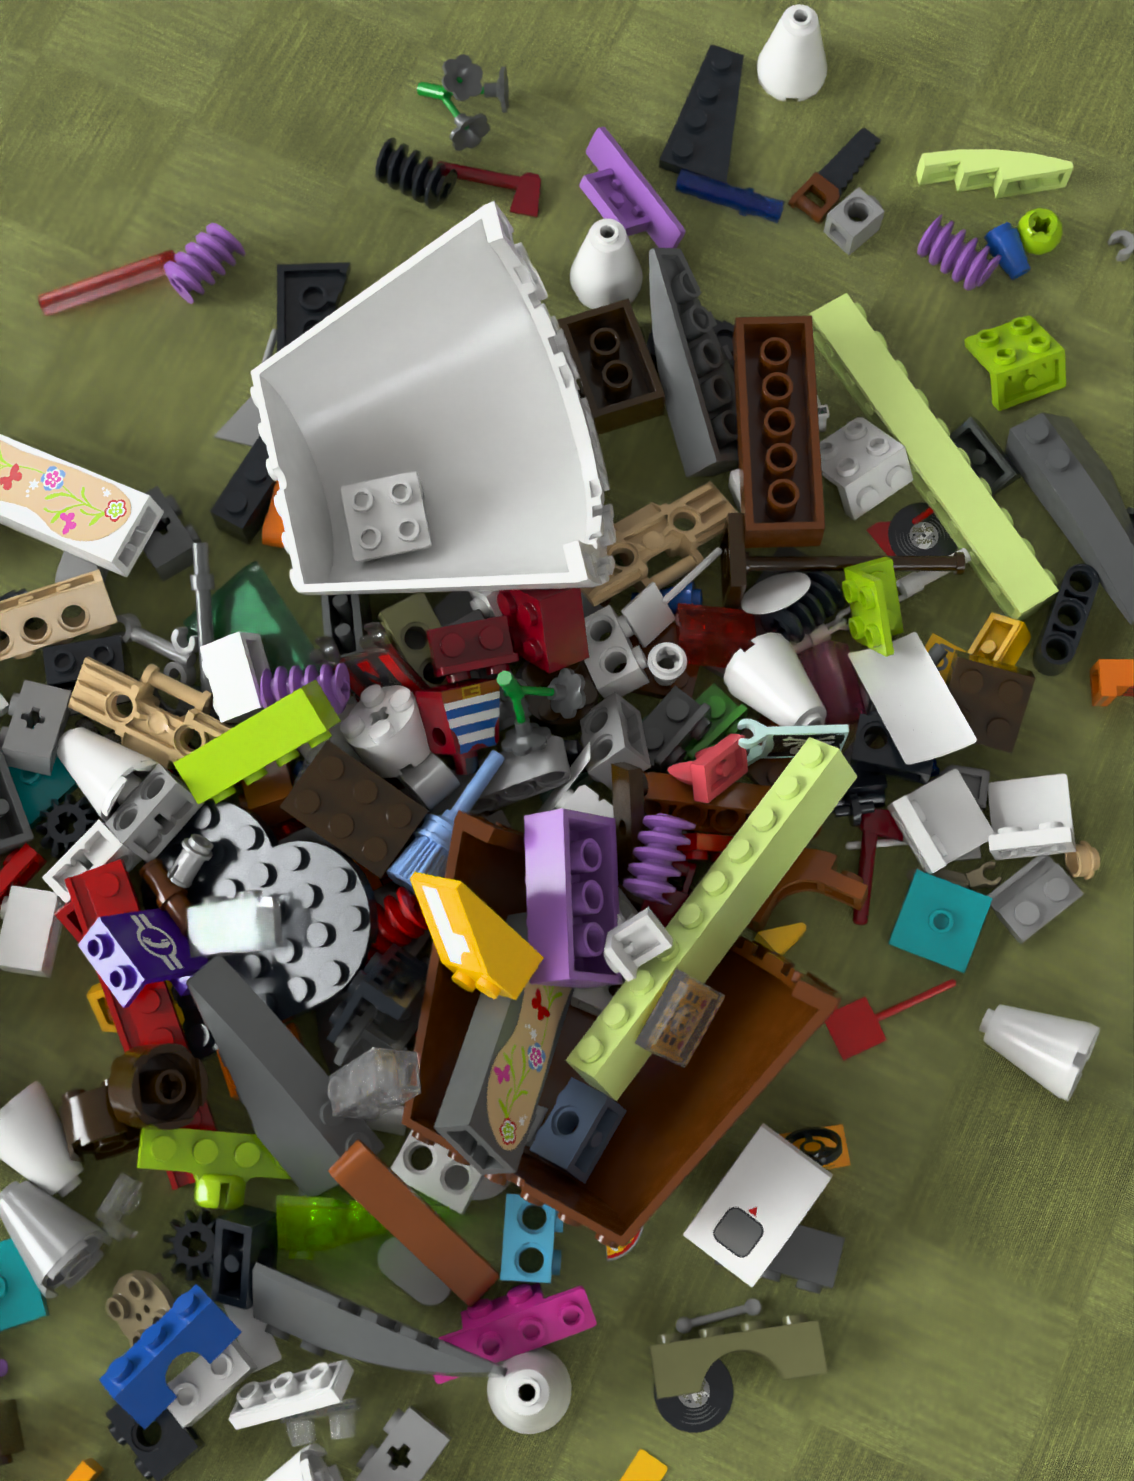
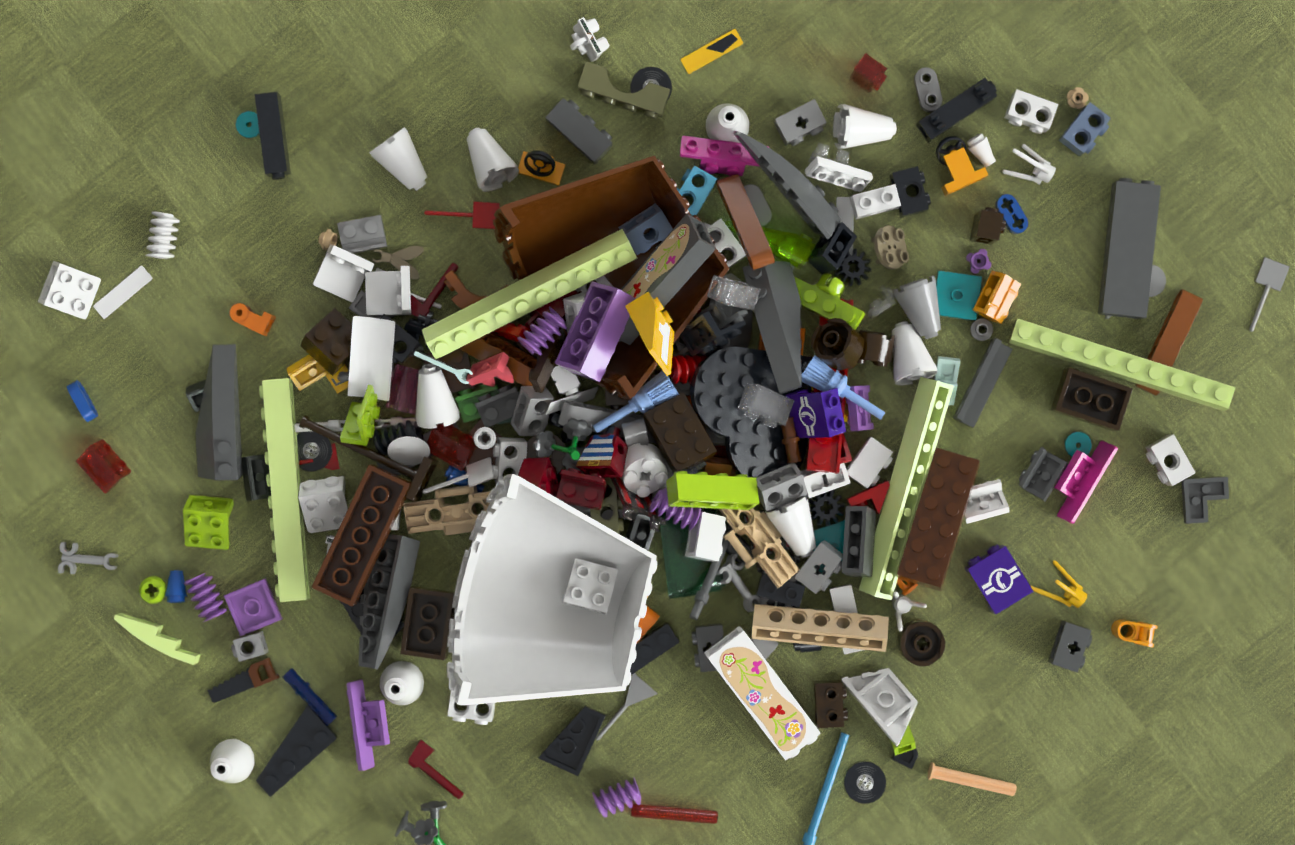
camera: 155 degrees left, 15 degrees up
(82, 1009) = (858, 417): none -> medium lavender plate
(139, 1375) = (902, 215): blue arch -> none
(147, 1018) = (824, 378): none -> light blue piece
(194, 853) = (768, 454): light grey pin -> none
(414, 177) = (477, 794): black piece -> none
(635, 943) = (576, 293): white bracket -> none
(680, 1018) = (572, 251): clear tile -> none
(751, 1307) = (604, 111): light grey hinge -> none
(757, 1205) = (580, 149): white slope -> none
(781, 938) = (500, 274): yellow slope -> none
(848, 1413) = (585, 40): none -> white hips
(881, 276) = (253, 607): none -> medium lavender plate
(898, 1117) = (489, 161): none -> white cone
(940, 920) = (416, 244): teal plate -> none
(1068, 603) = (255, 367): black beam -> none

